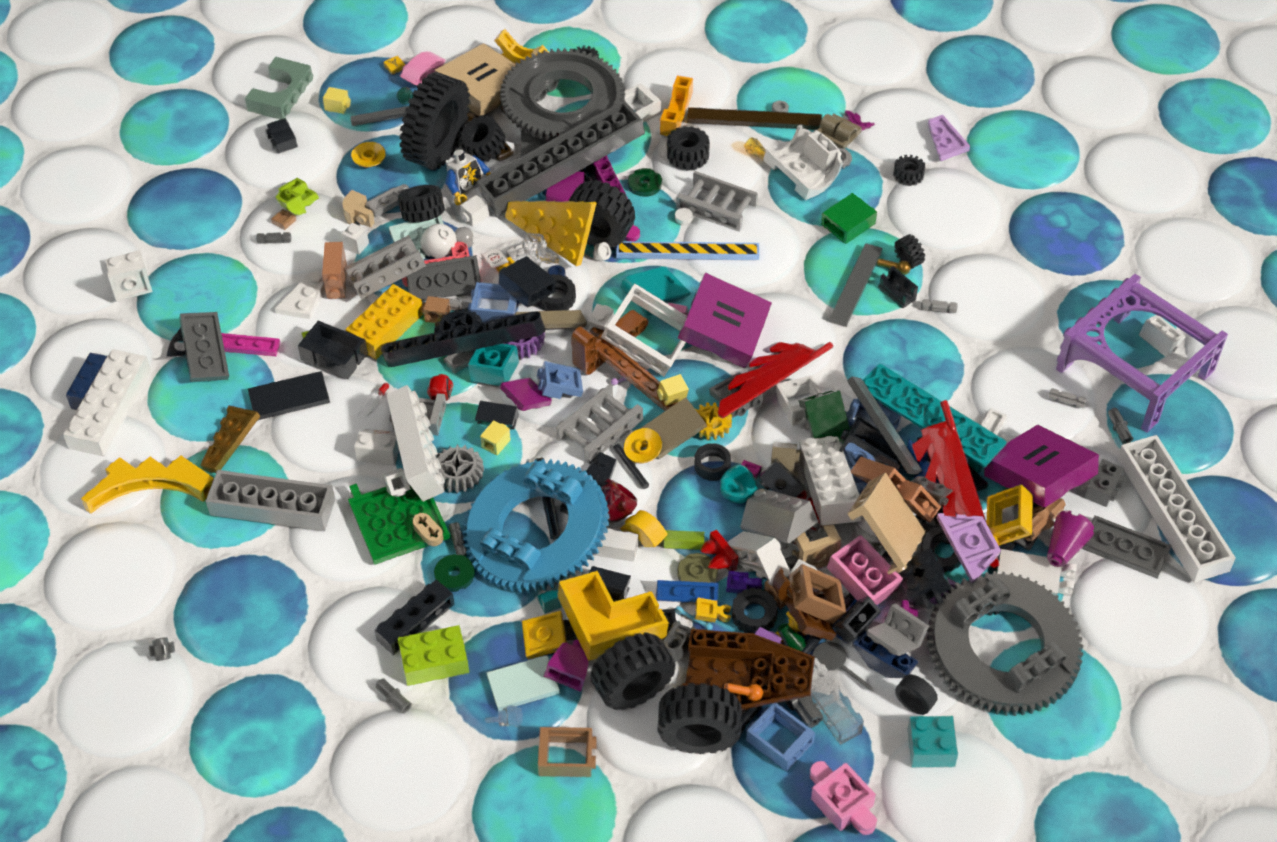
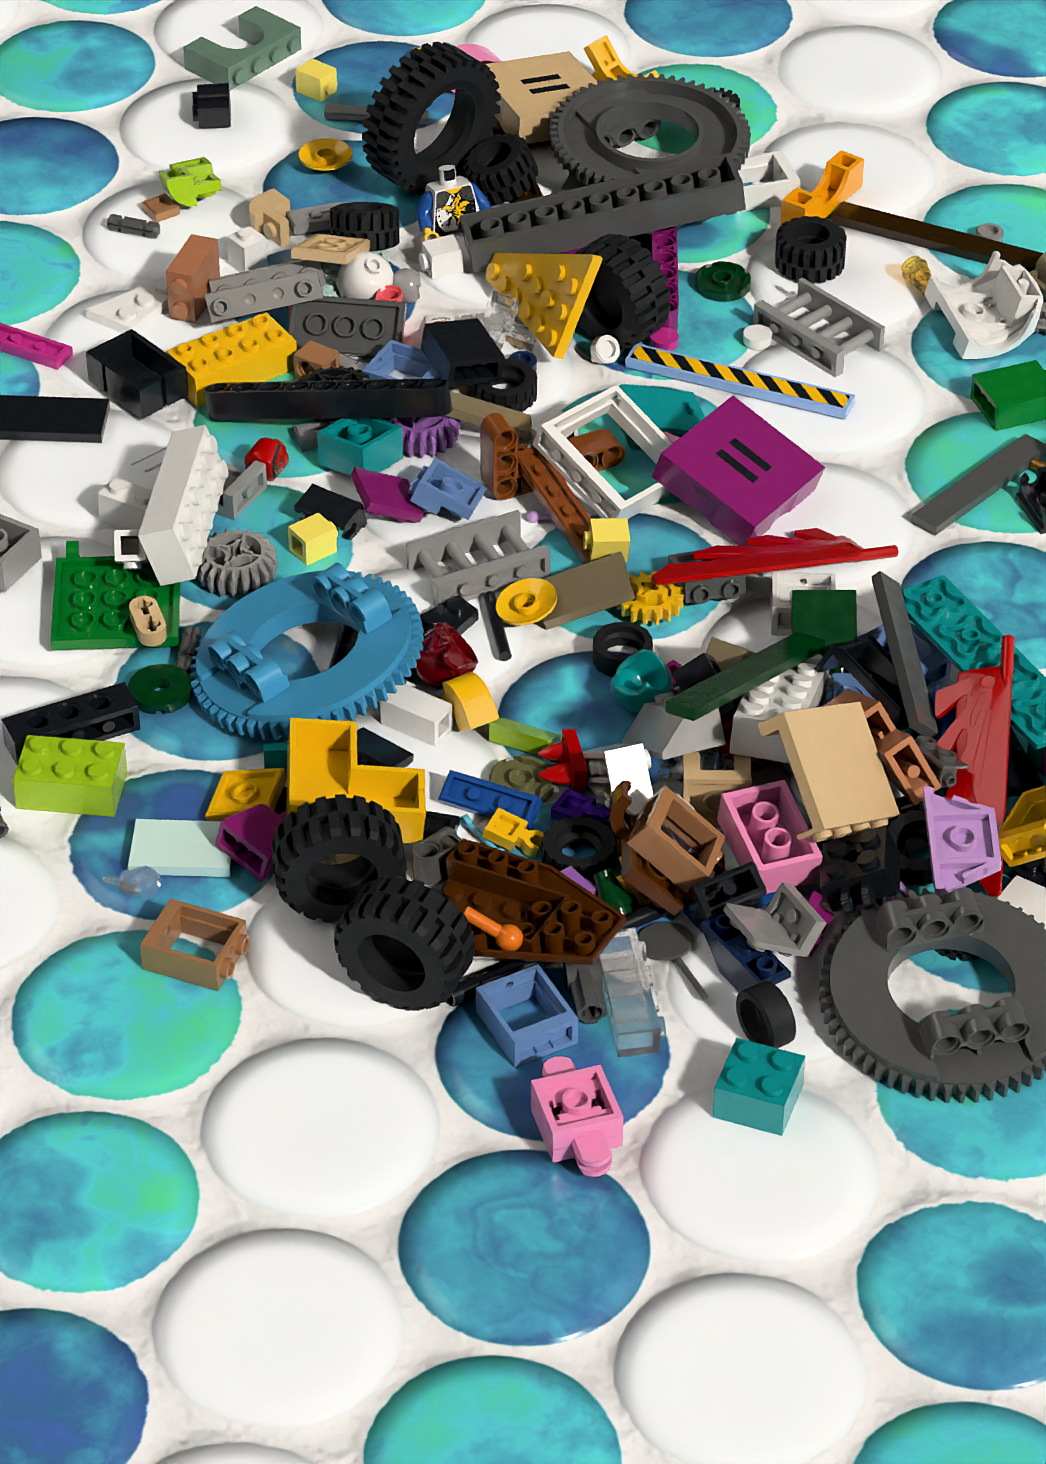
camera: 20 degrees right, 10 degrees down
(413, 229) = (330, 248): none -> tan tile
(810, 473) = (744, 676): none -> dark green tile

